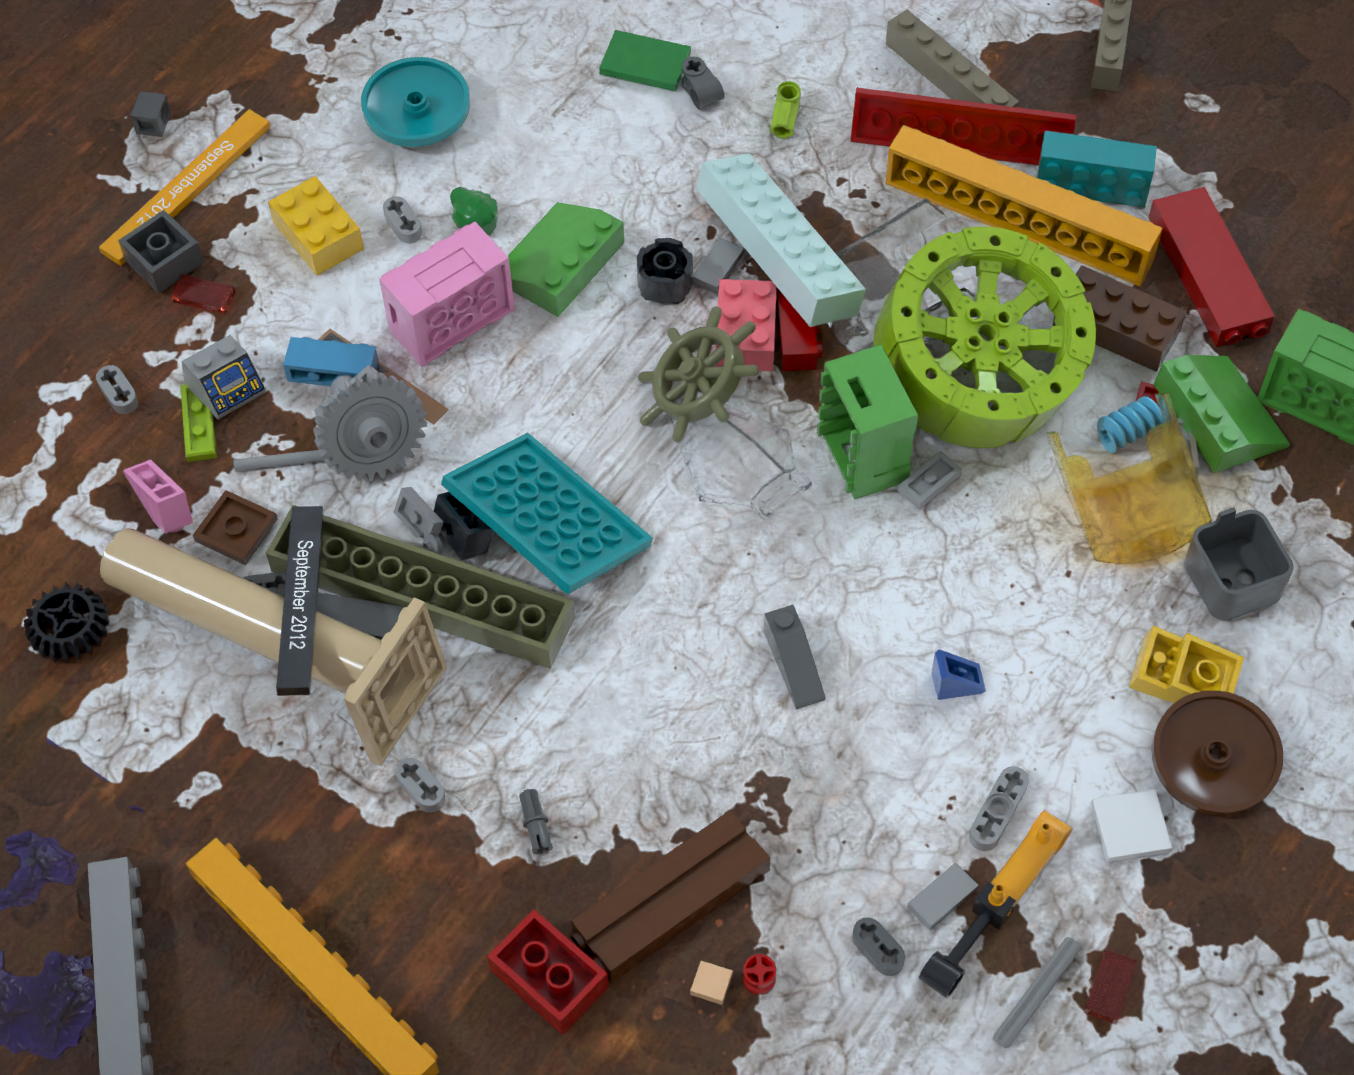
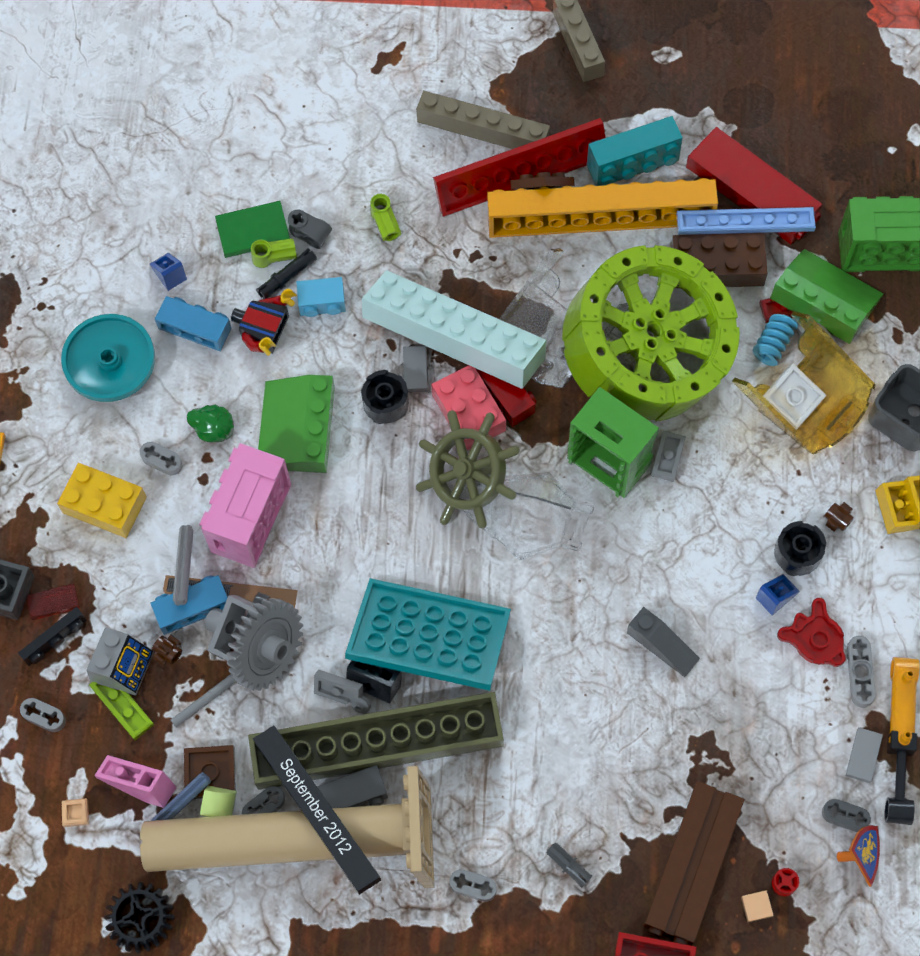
camera: 30 degrees left, 10 degrees up
(80, 495) = (75, 812): none -> light nougat tile
(177, 322) = (53, 637): none -> black plate
(194, 531) = (183, 798): none -> sand blue axle
(219, 552) = (217, 802): none -> yellowish green brick
(277, 391) = (167, 650): none -> reddish brown gear
(347, 321) = (183, 563): none -> light grey axle
(523, 113) = (193, 323): none -> dark azure brick
(533, 59) = (169, 270): none -> blue slope
(594, 145) = (264, 321): none -> torso
(641, 86) = (275, 252): none -> lime piece
(654, 114) = (279, 279): none -> black pin
(668, 150) = (321, 296): none -> medium azure brick
(872, 992) = (865, 852): none -> shield
(972, 747) = (816, 636): none -> red tile
(973, 141) = (541, 180): none -> reddish brown plate
(1012, 643) = (803, 536): none -> black brick
(1080, 636) = (839, 516): none -> reddish brown gear
(1110, 488) = (794, 396): none -> white tile
(1173, 289) = (745, 221): none -> light blue tile

